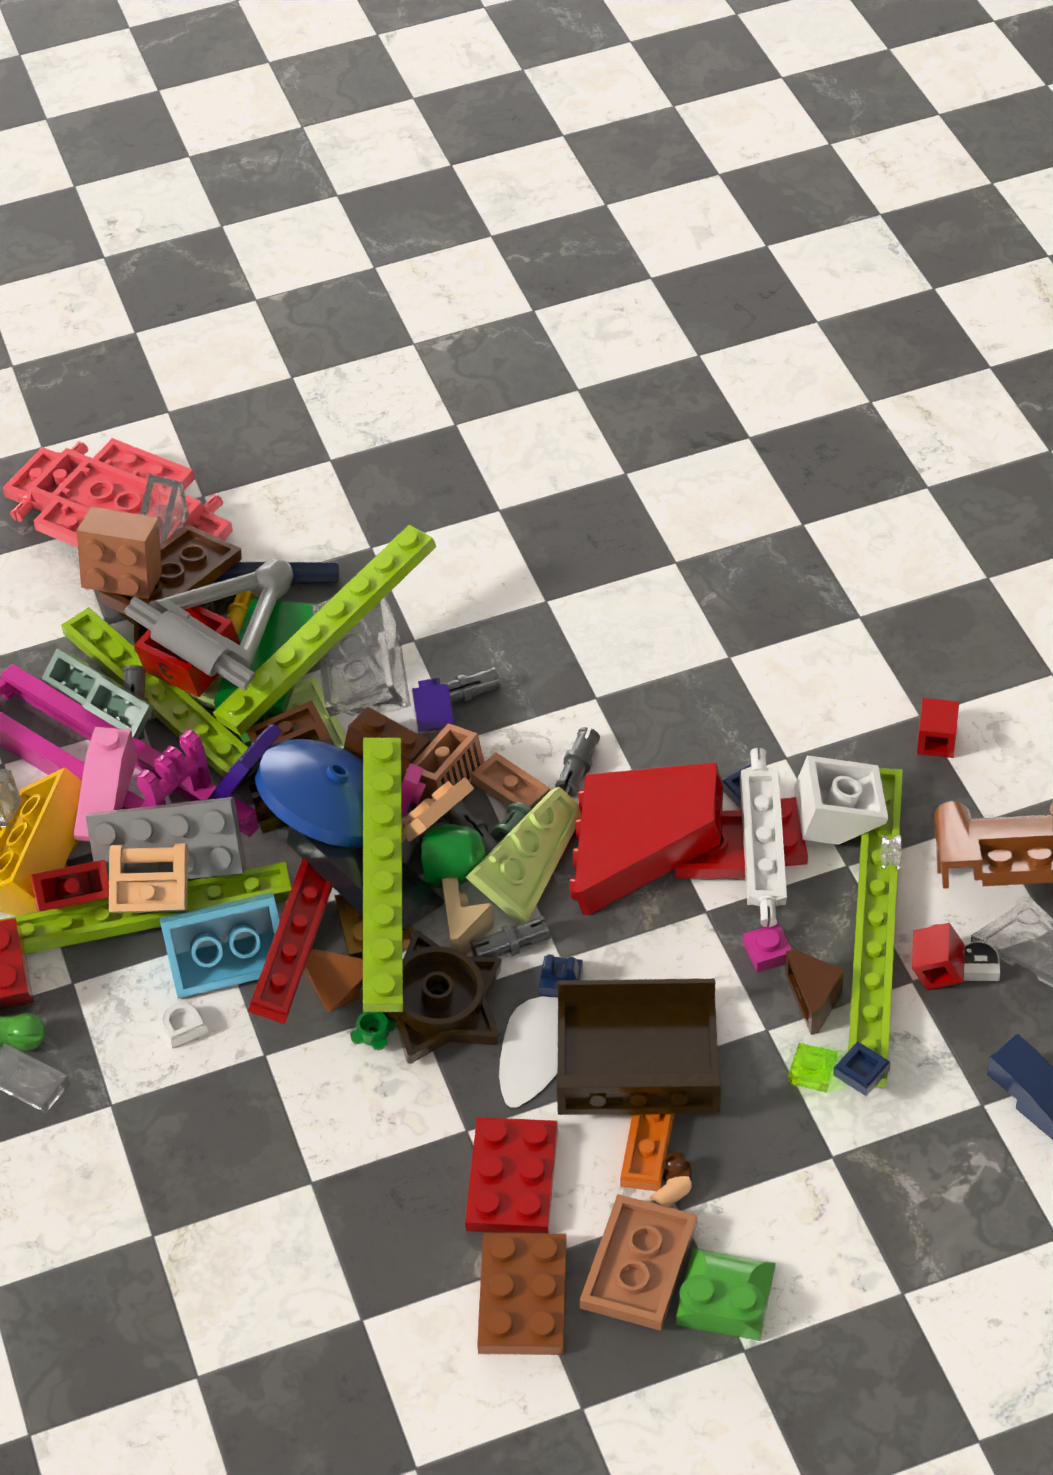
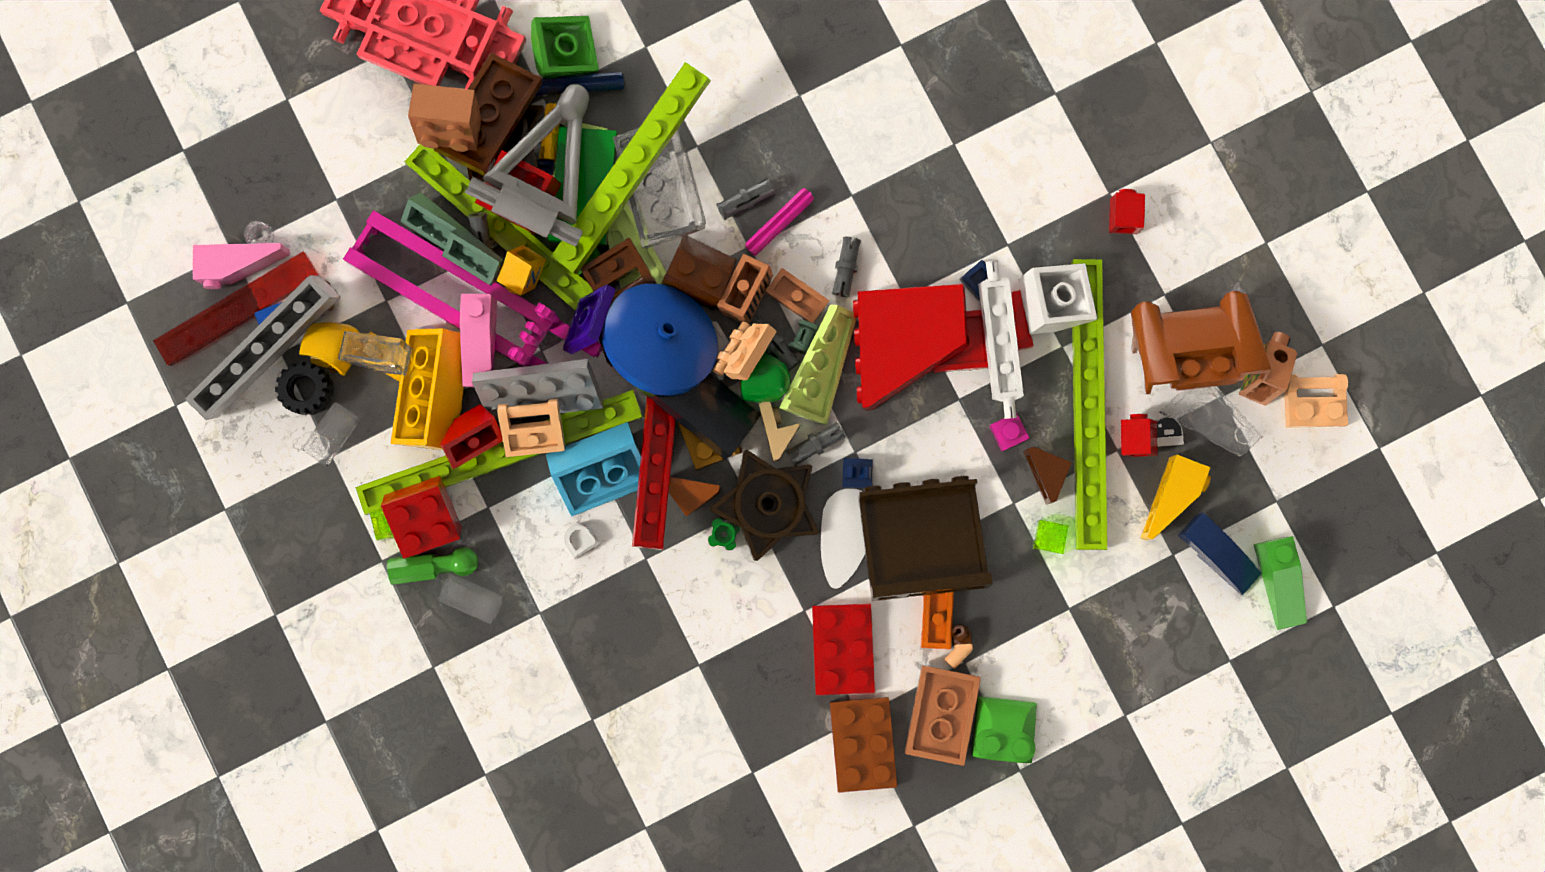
camera: 10 degrees left, 35 degrees up
(167, 501) = (467, 48): clear slope -> none
(169, 722) = (521, 270): none -> yellow brick
(273, 531) = (563, 46): none -> bright green slope
(382, 876) = (716, 416): lime plate -> none
(411, 787) = (722, 327): dark pink plate -> none
(432, 705) = (726, 229): dark purple brick -> none
(507, 709) = (779, 221): none -> dark pink axle
(861, 1068) = (1089, 545): dark blue tile -> none
(890, 852) = (1100, 349): clear bush -> none
(987, 1024) = (1178, 488): none -> yellow slope

